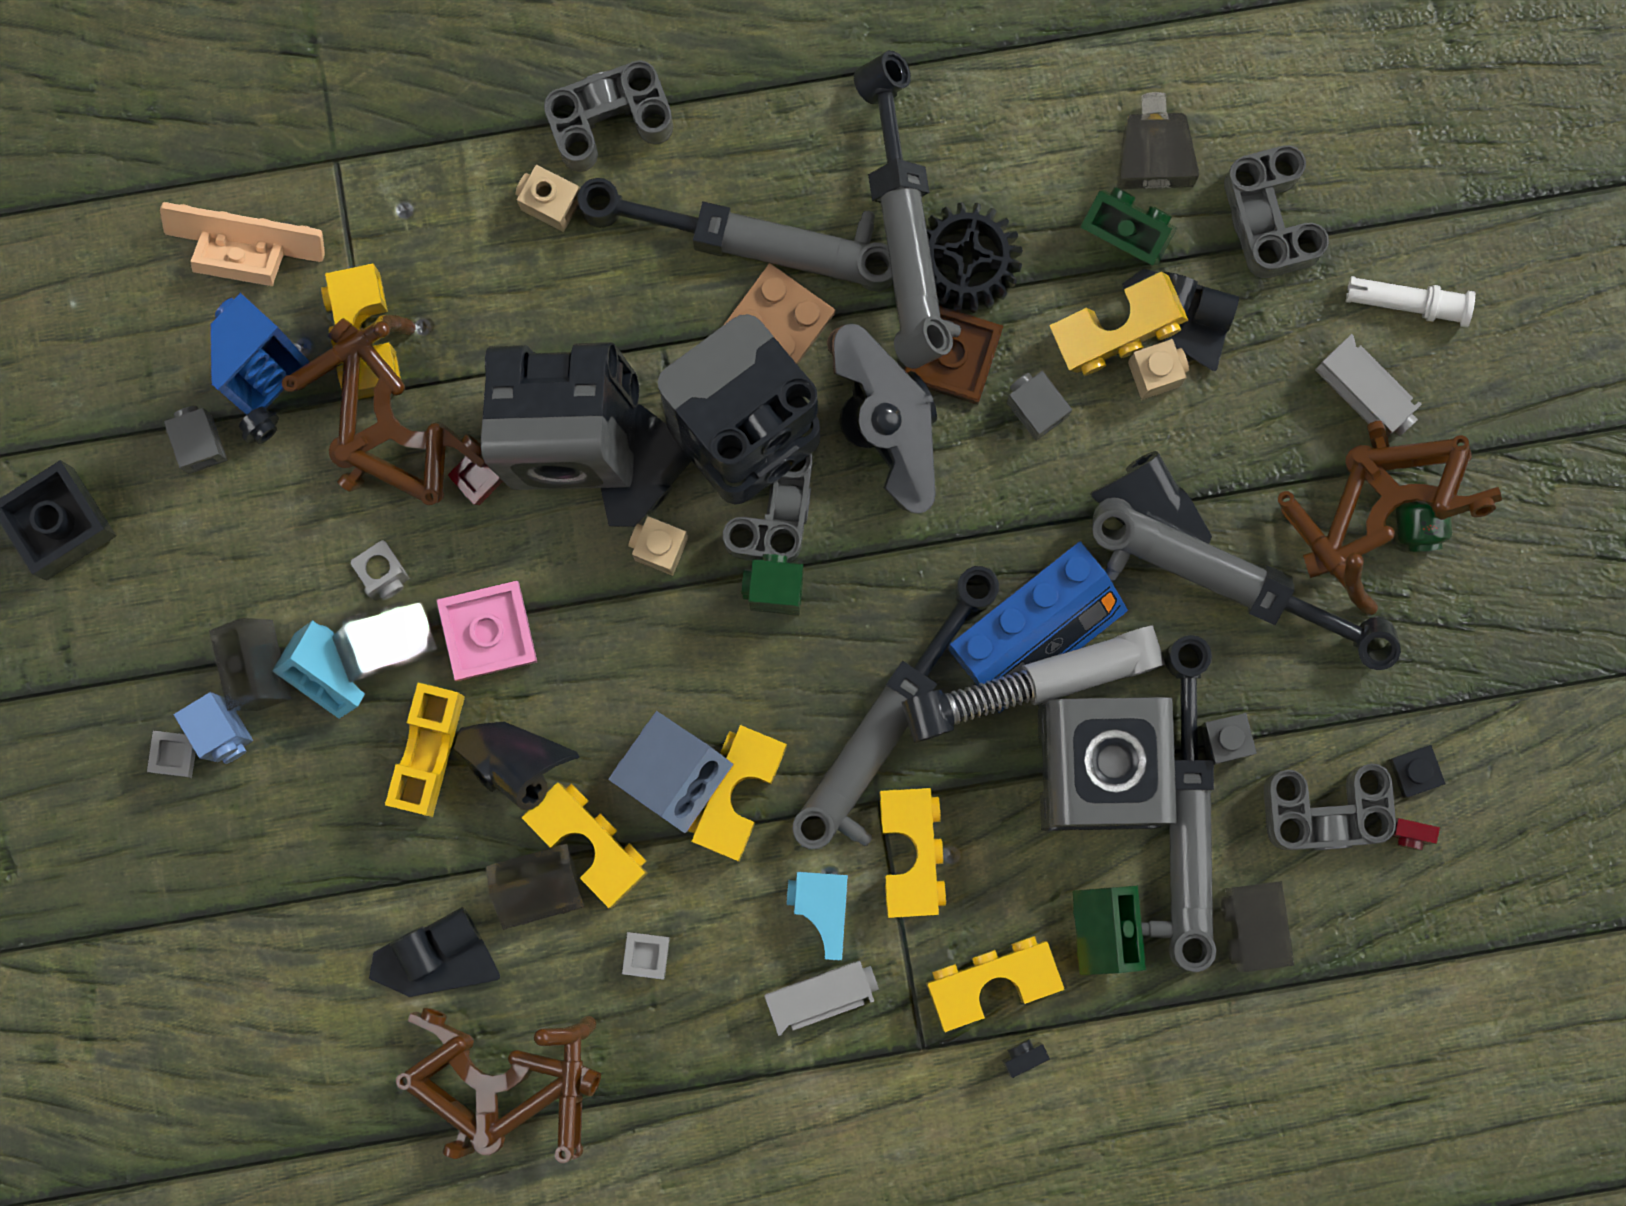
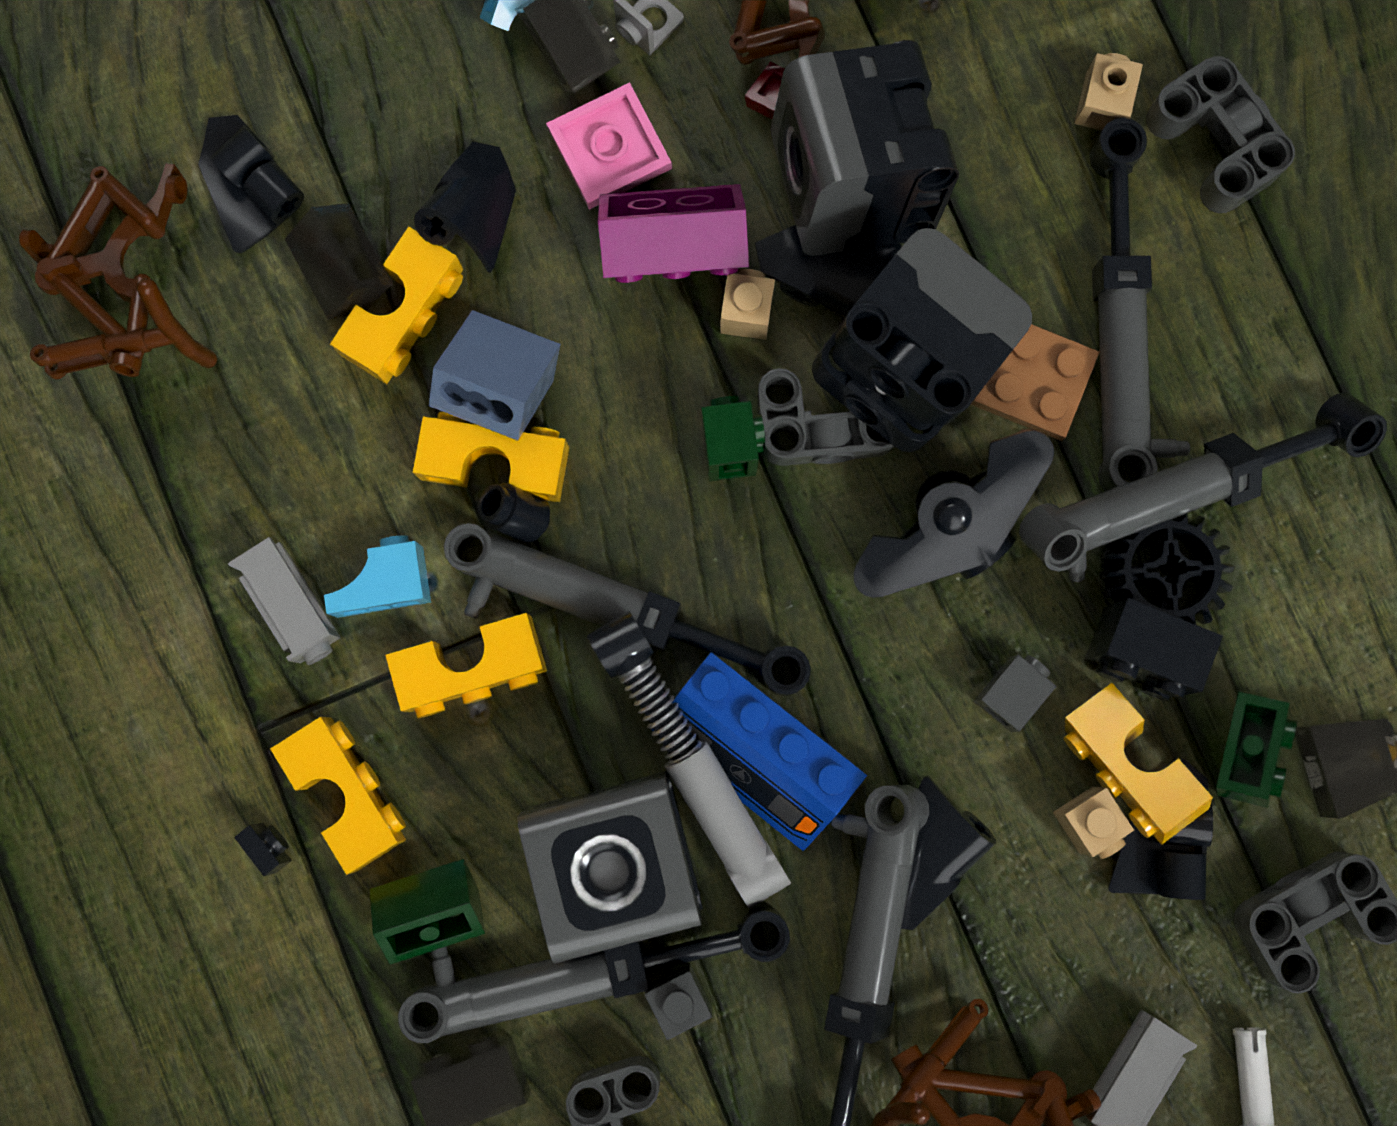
camera: 80 degrees right, 0 degrees up
(429, 743) = (426, 111): yellow arch -> none
(584, 591) = (673, 232): none -> magenta brick
(645, 955) = (292, 401): light grey plate -> none
(791, 782) = (514, 512): none -> black brick
(967, 365) = (1047, 598): reddish brown tile -> none
(1029, 286) = (1152, 649): none -> black brick

